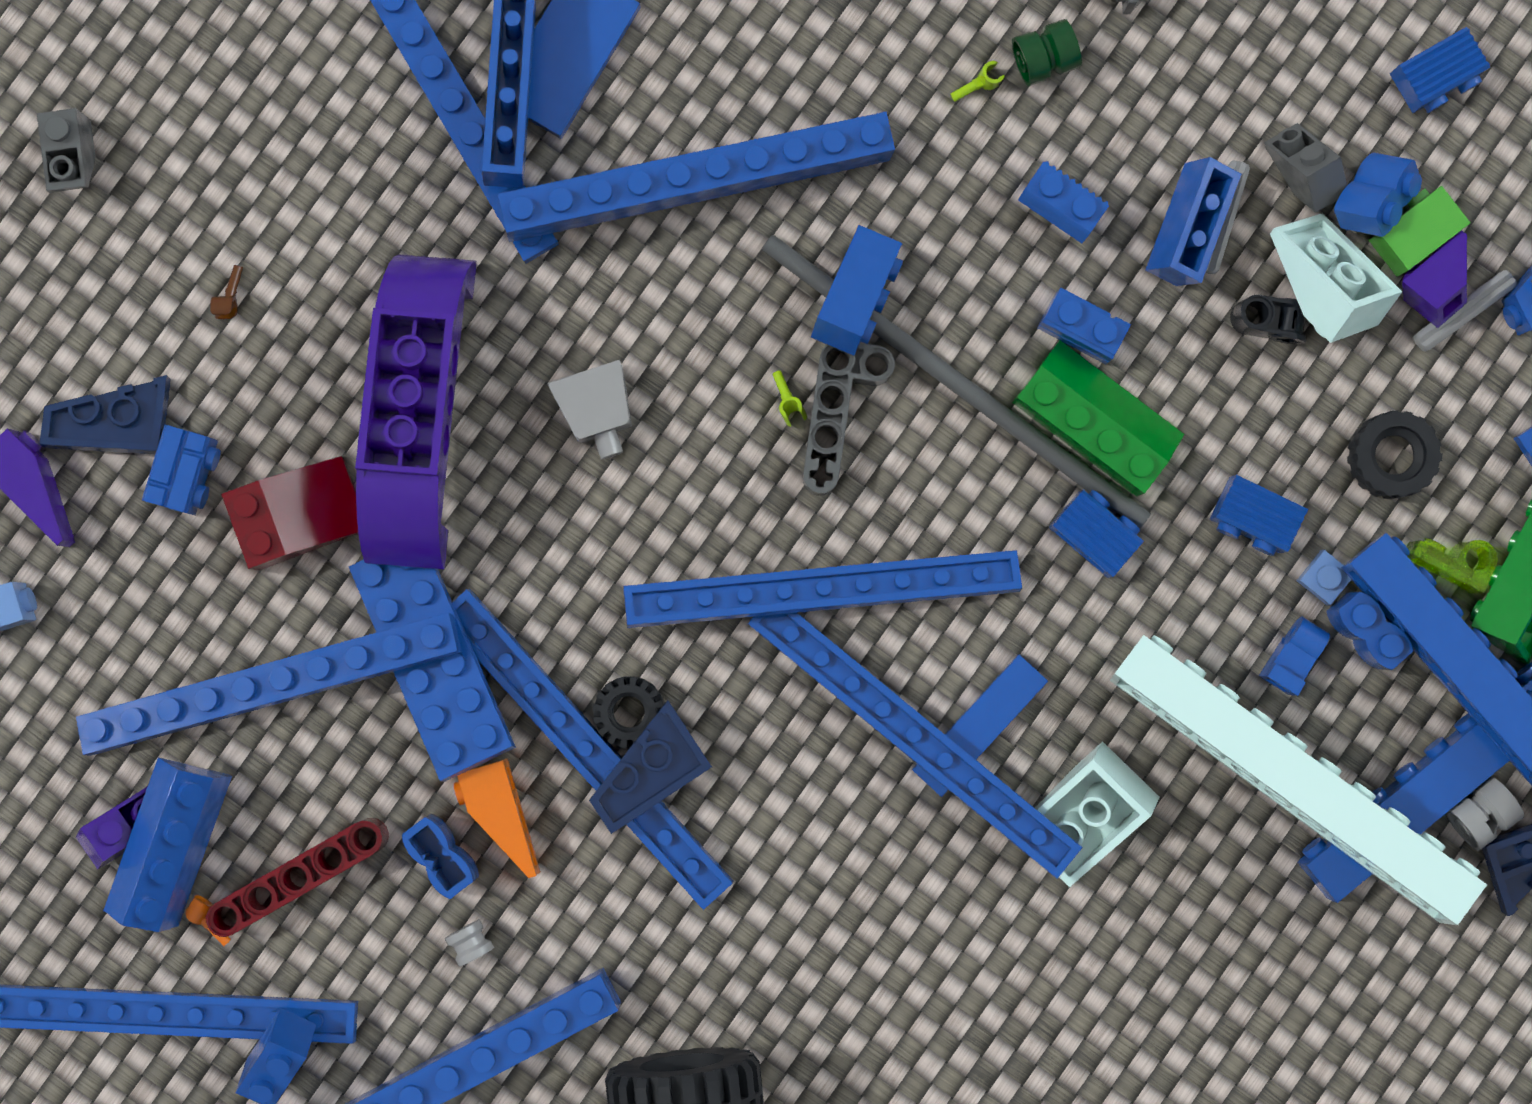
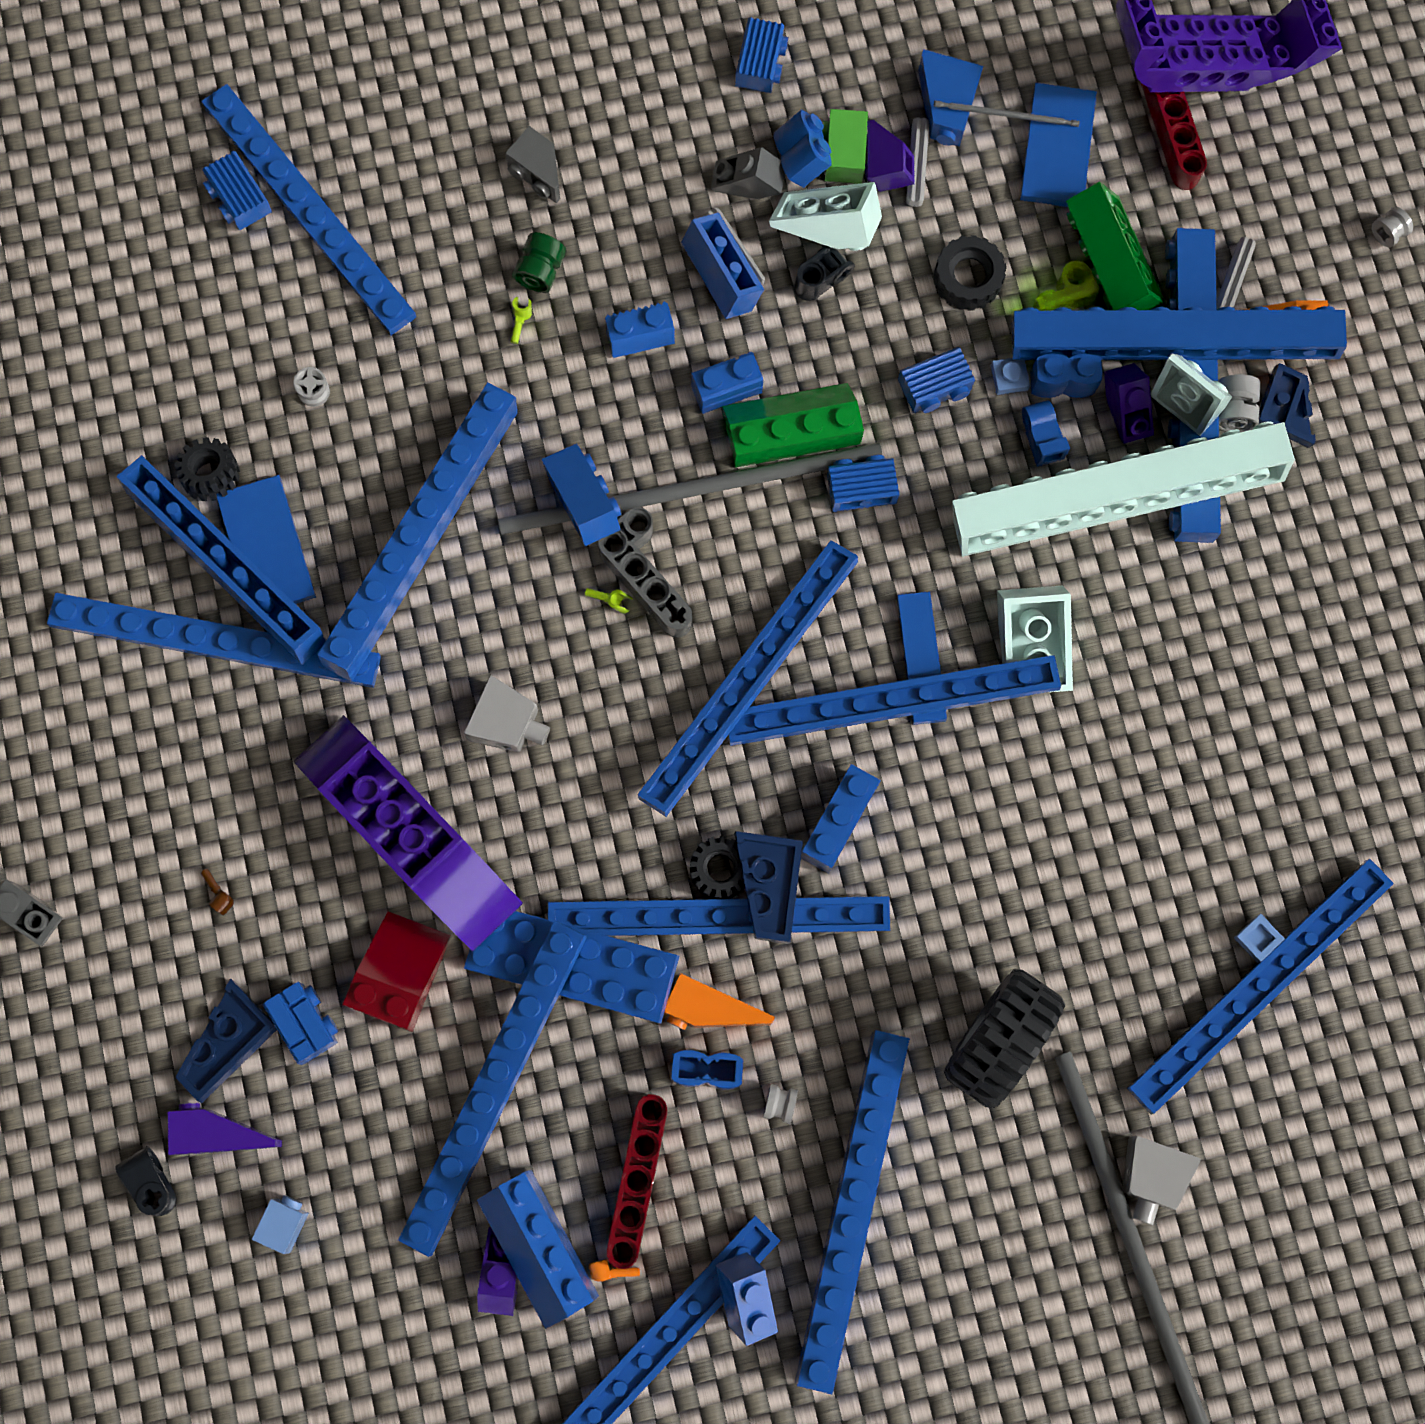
camera: 50 degrees left, 10 degrees down
(764, 780) = (840, 818): none -> blue brick
(1396, 710) = (1130, 402): none -> dark purple slope
(1449, 768) = (1190, 393): none -> light aqua slope

